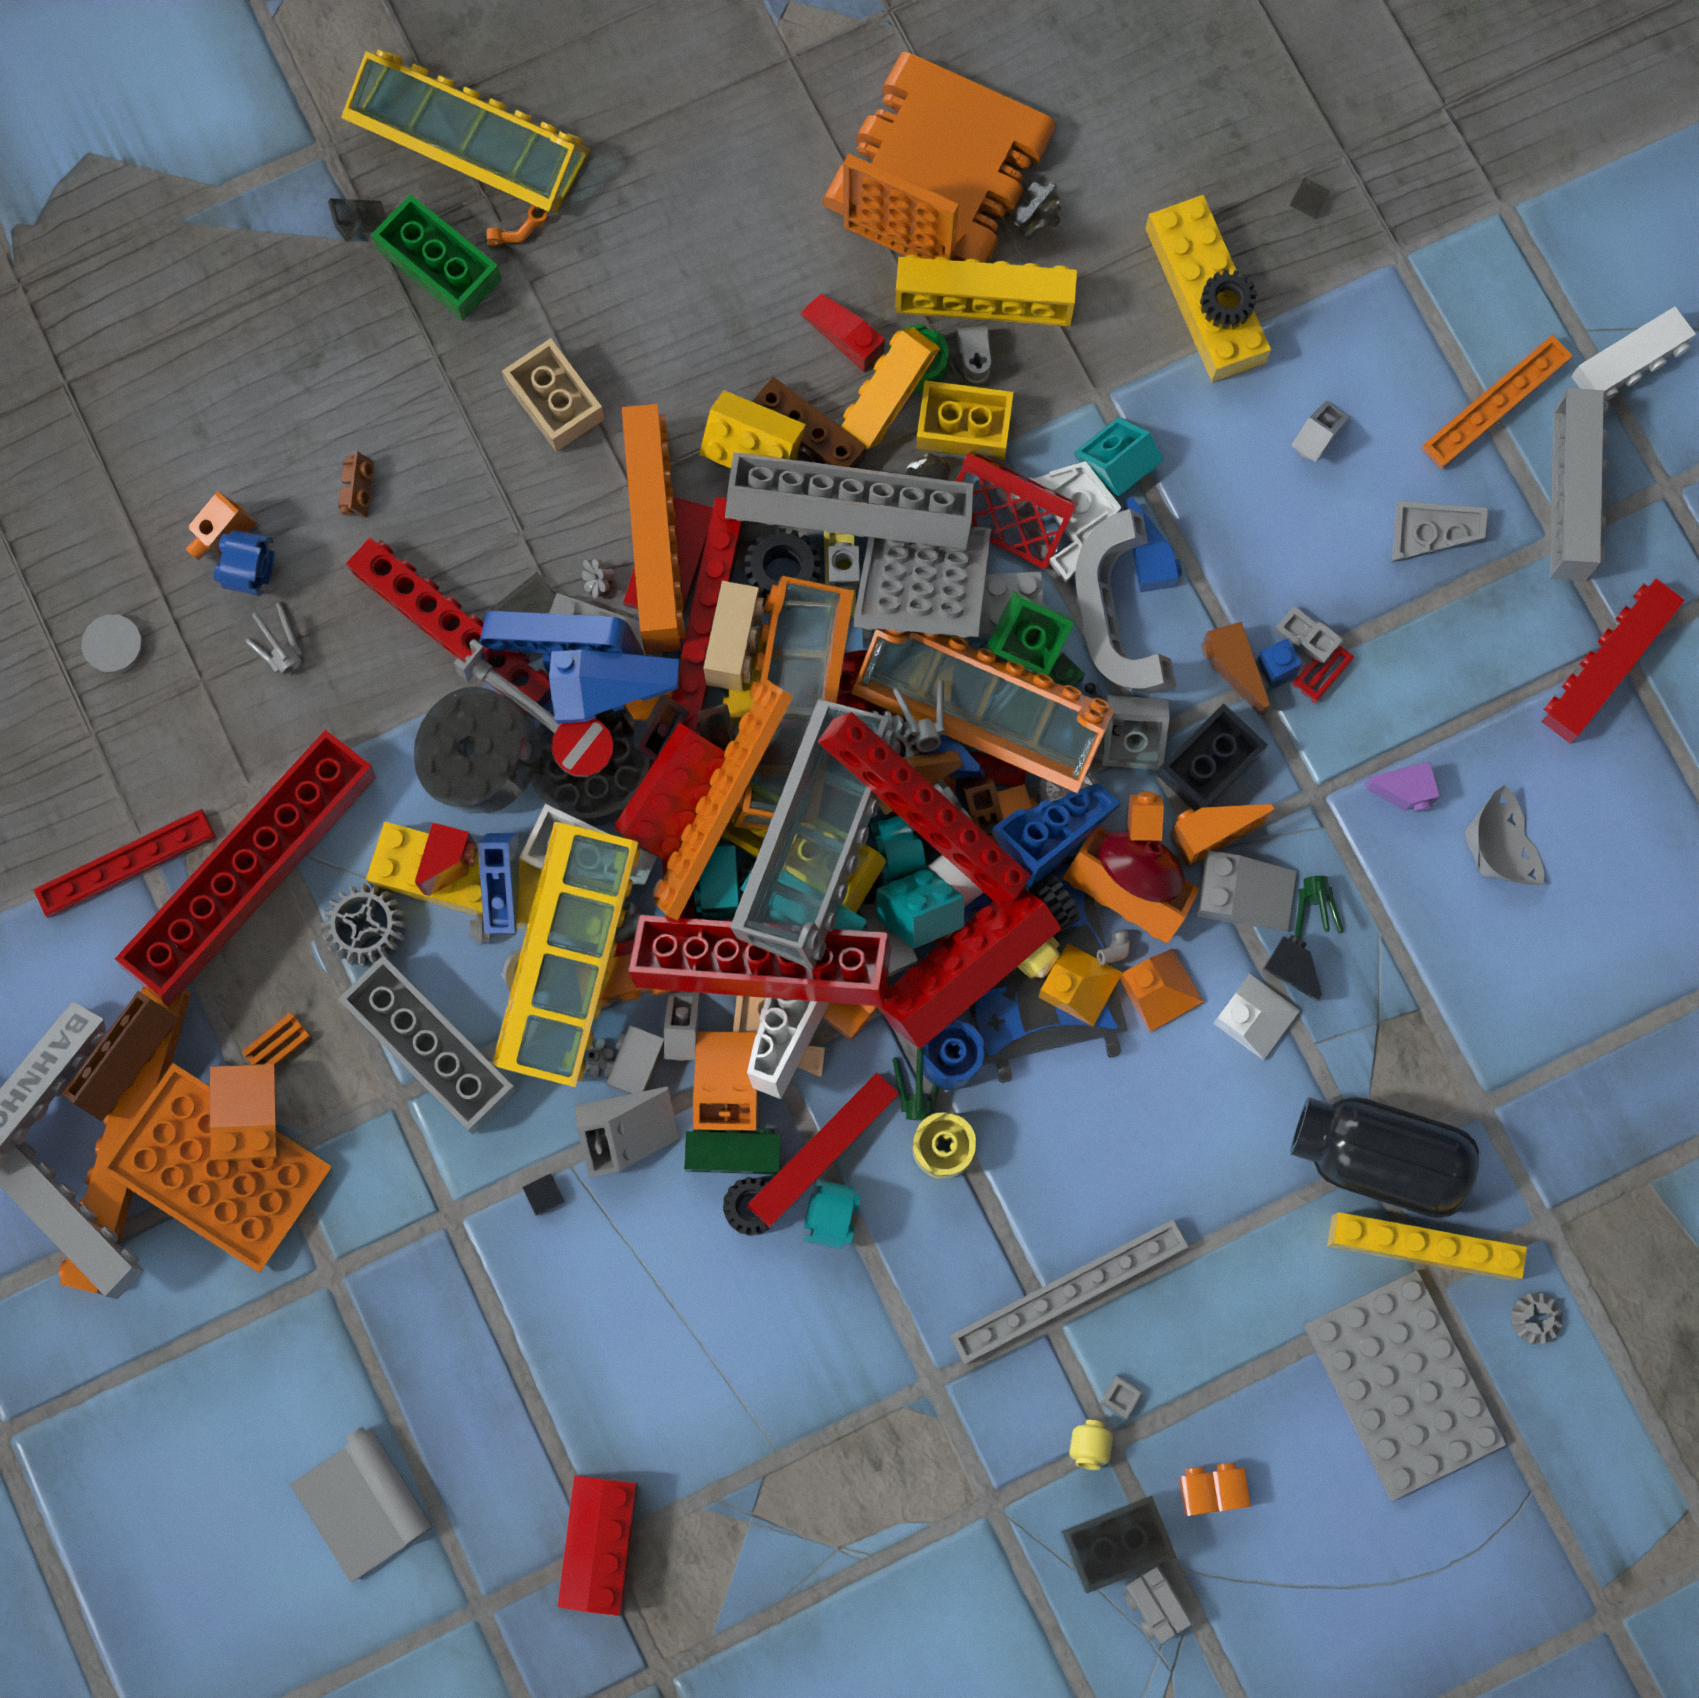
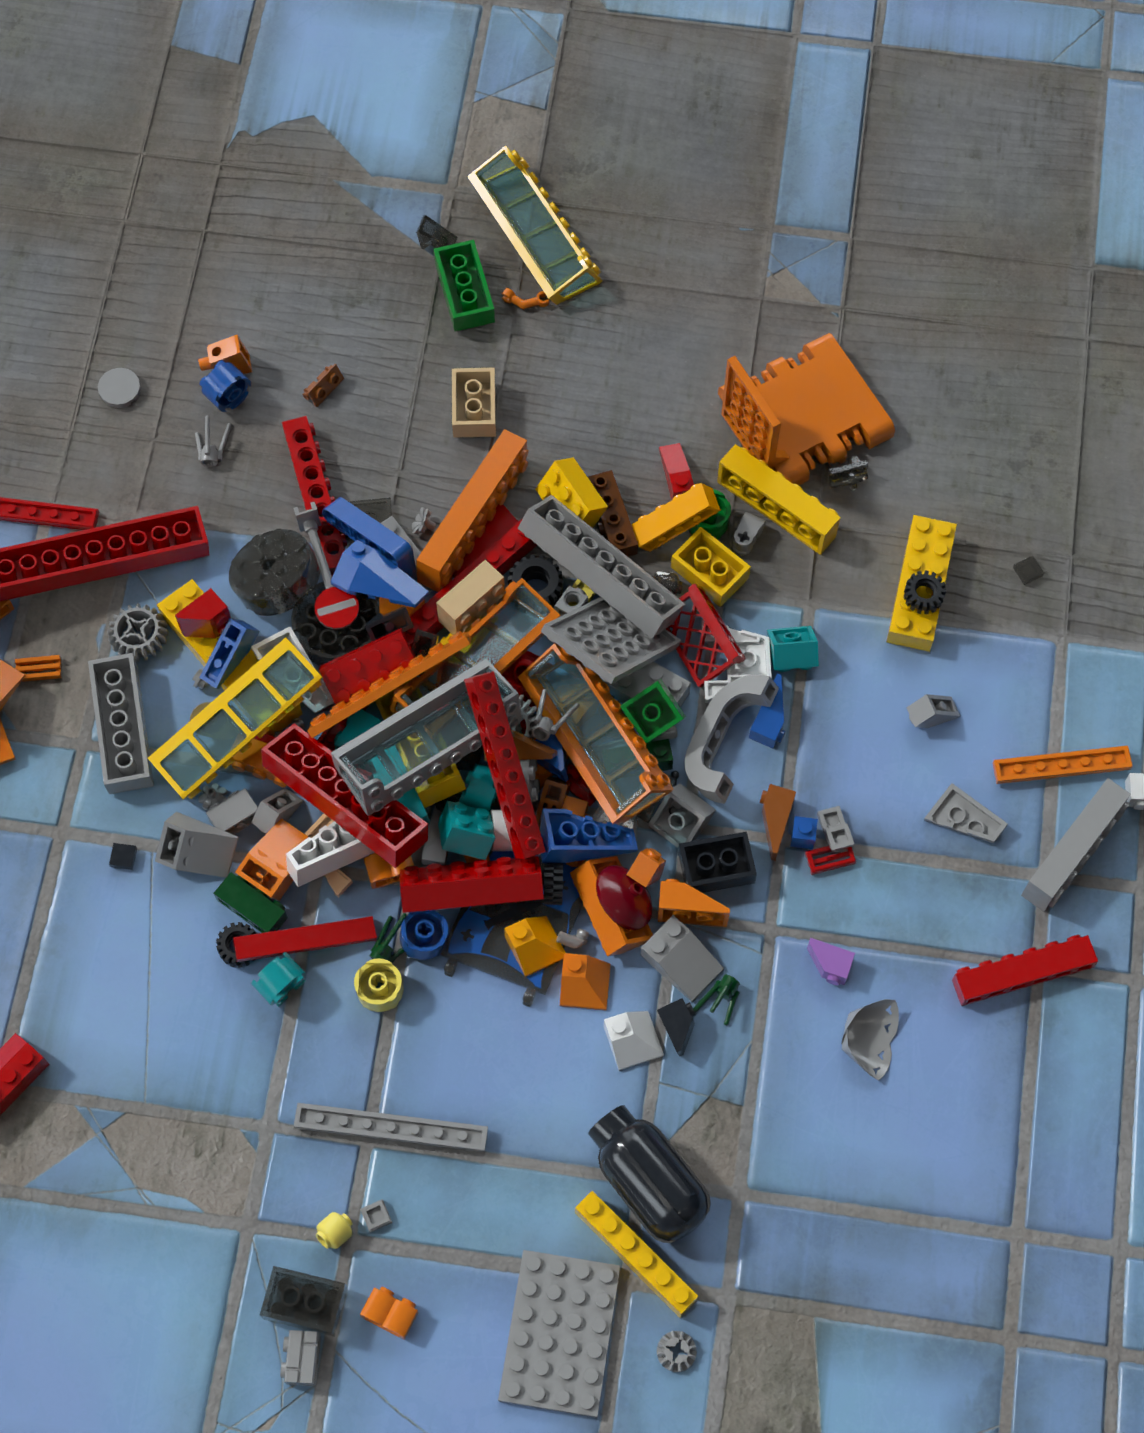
camera: 35 degrees right, 10 degrees down
(1042, 960) = (520, 910): light yellow head -> none

